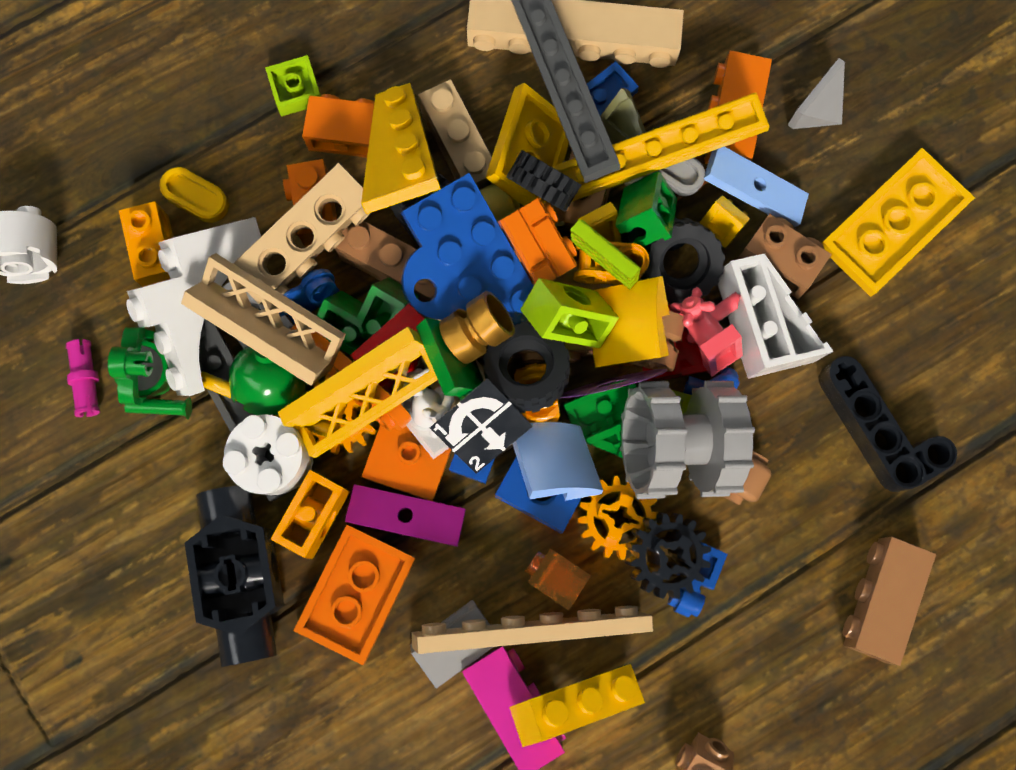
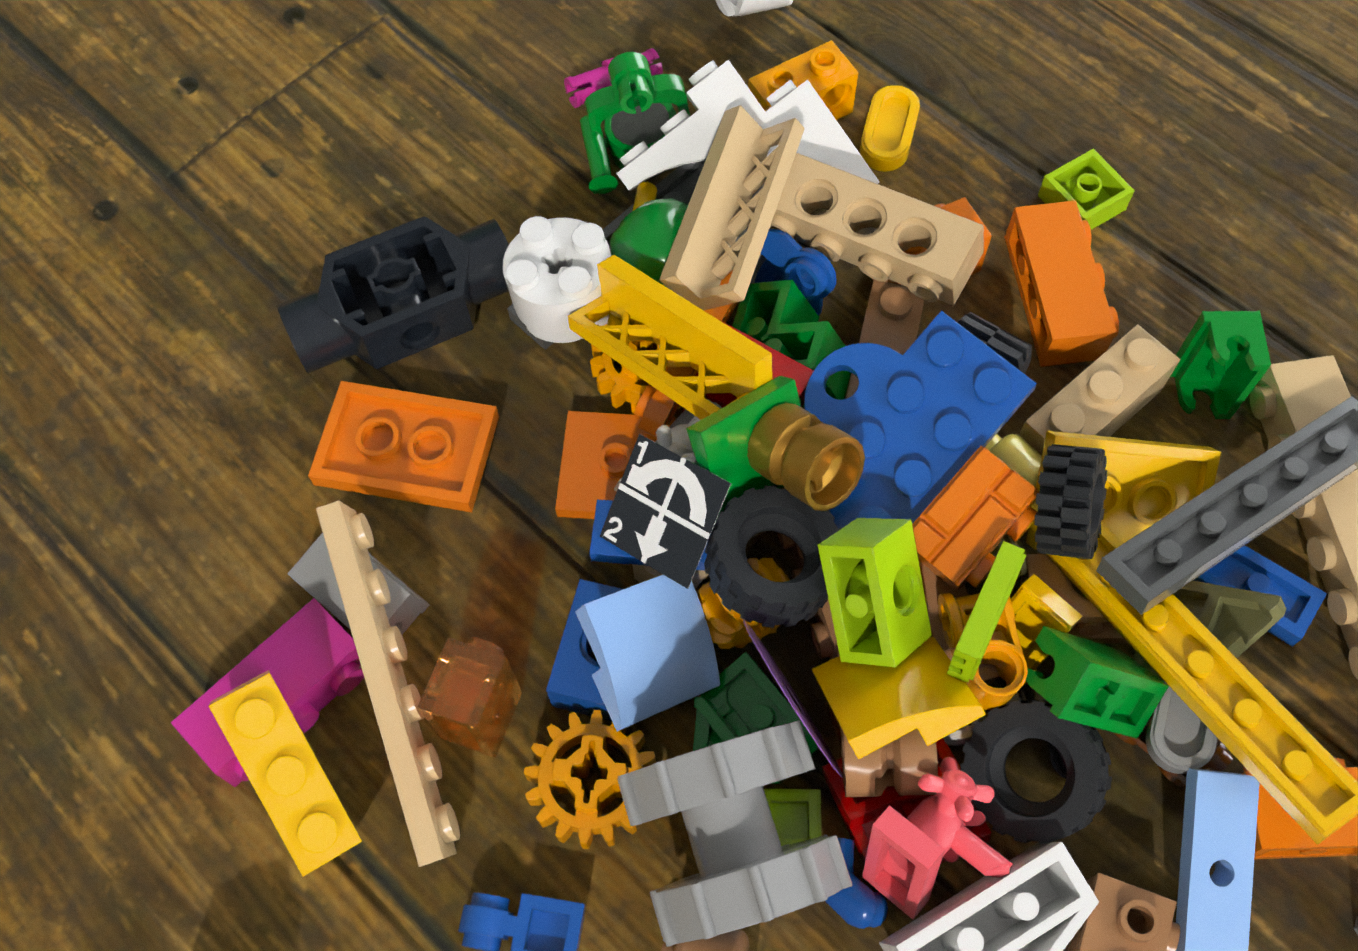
camera: 80 degrees right, 15 degrees down
(310, 515) = (497, 356): light orange brick -> none
(382, 511) = (526, 453): magenta tile -> none
(398, 152) = (1033, 302): yellow wing -> none
(457, 51) = (1222, 358): none -> green hinge
(678, 544) = (516, 850): black gear -> none
(725, 220) = (1135, 835): yellow tile -> none

